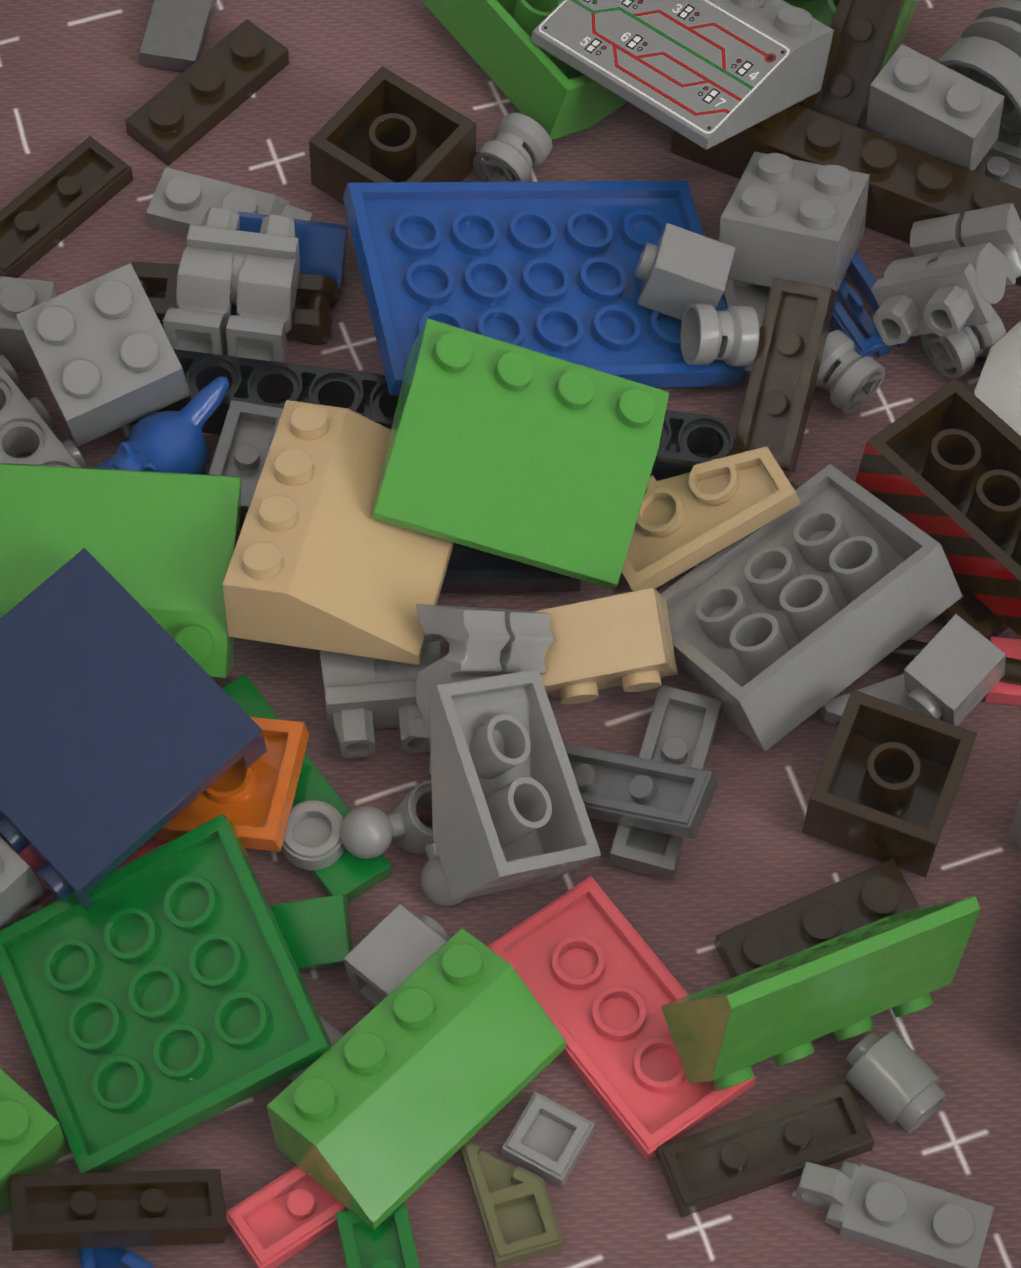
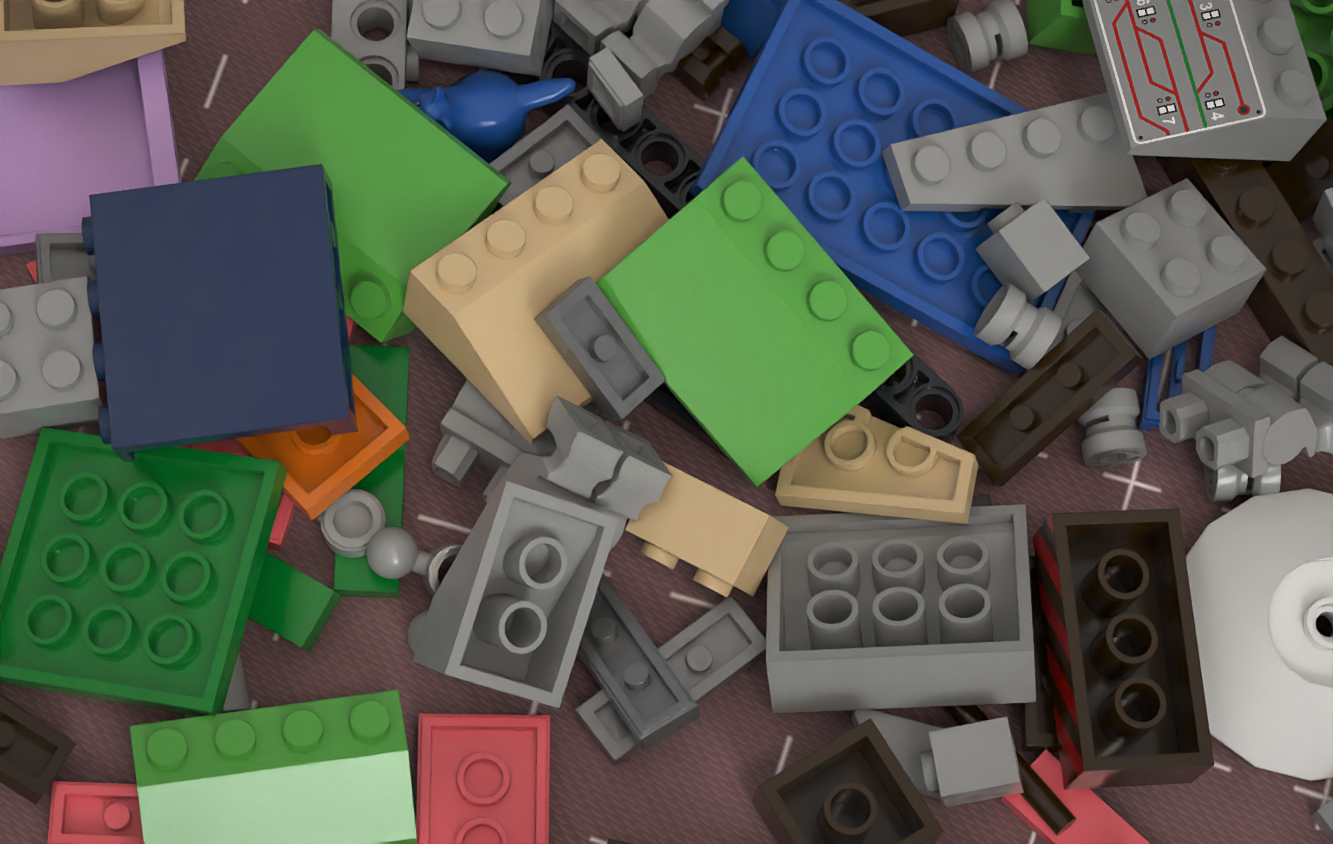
camera: 30 degrees right, 10 degrees up
(264, 359) = (614, 89): none -> light grey tile
(392, 953) = (338, 668): light grey brick -> none
(419, 550) = (600, 349): none -> flat silver plate
(617, 216) = (1052, 152): none -> light grey wing

